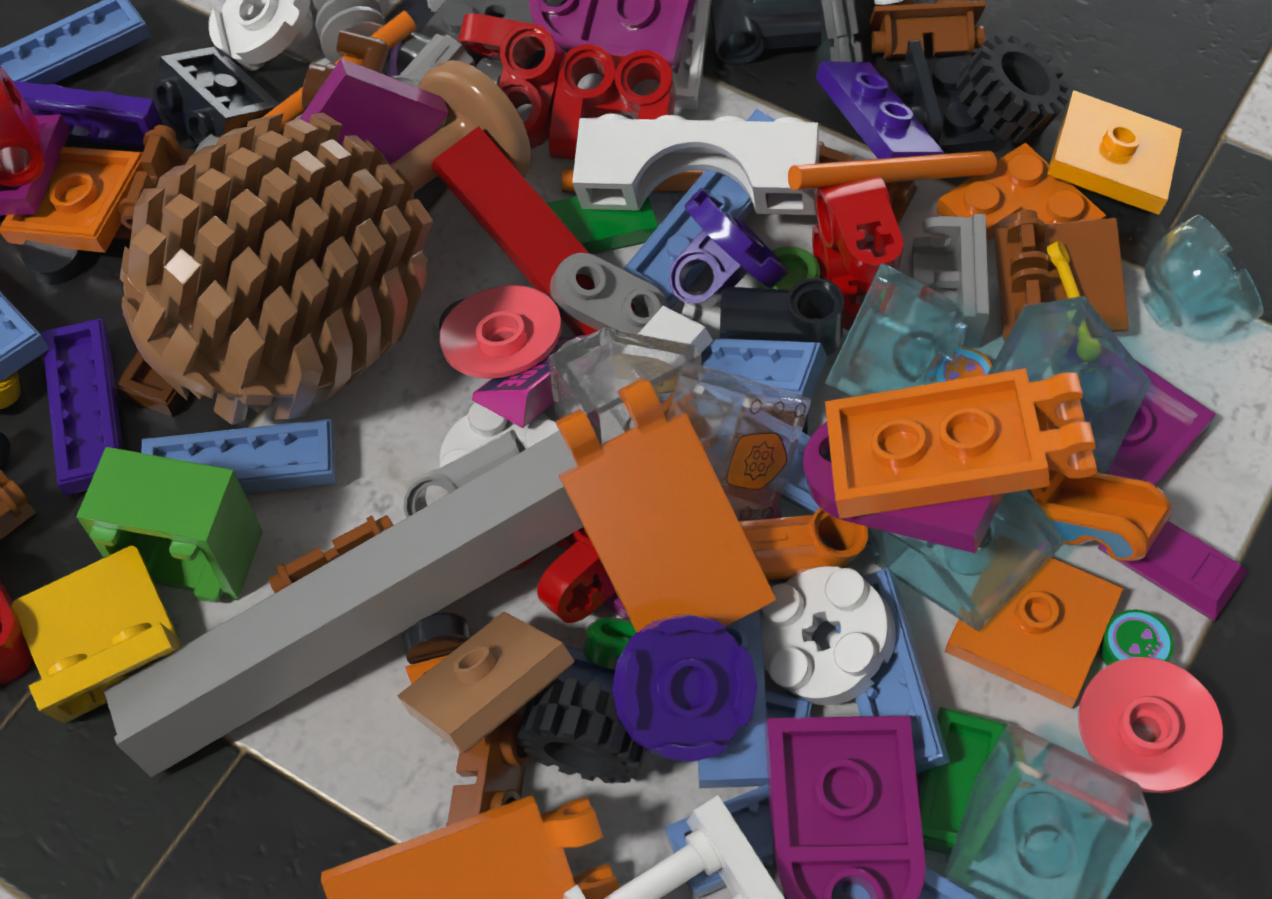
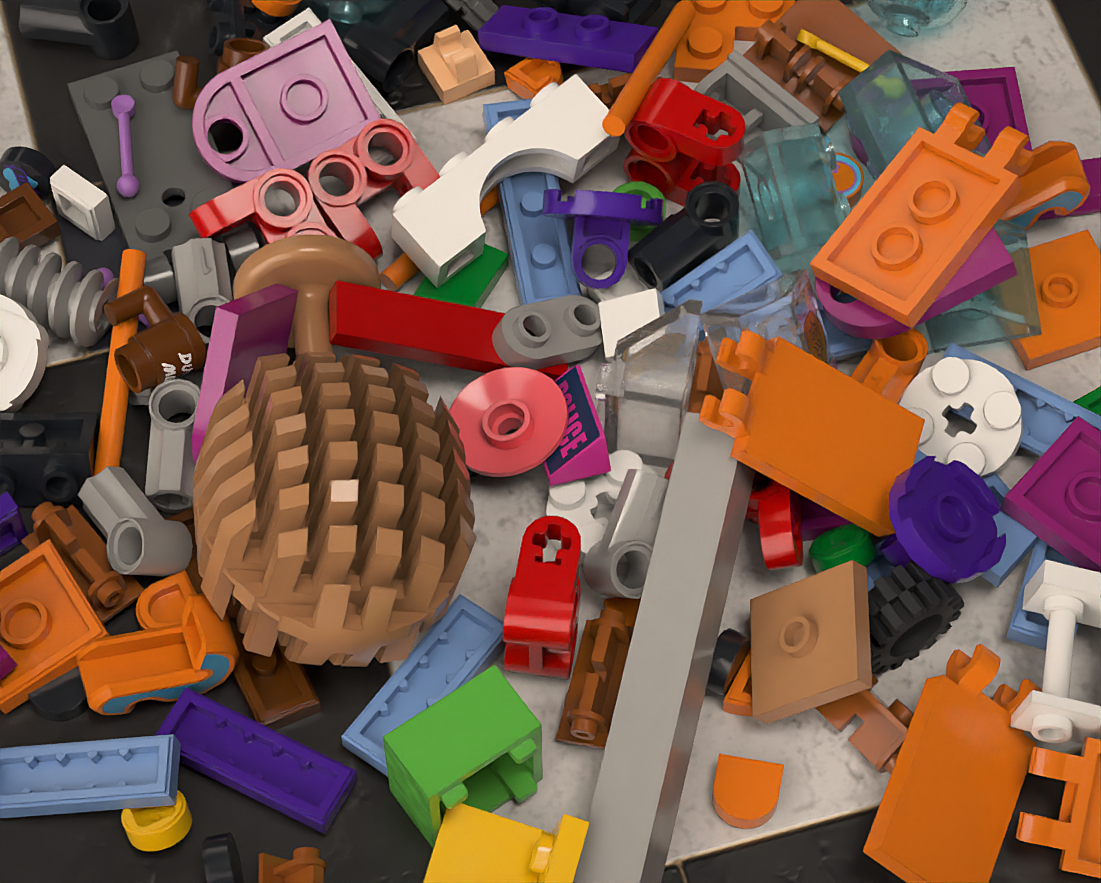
camera: 50 degrees left, 0 degrees up
(84, 277) = (159, 660): none -> orange animal
(339, 475) = (544, 602): none -> red piece
(341, 747) = (746, 790): none -> orange tile
(787, 77) = (455, 65): none -> light nougat tile
(834, 128) = (532, 75): none -> orange tile

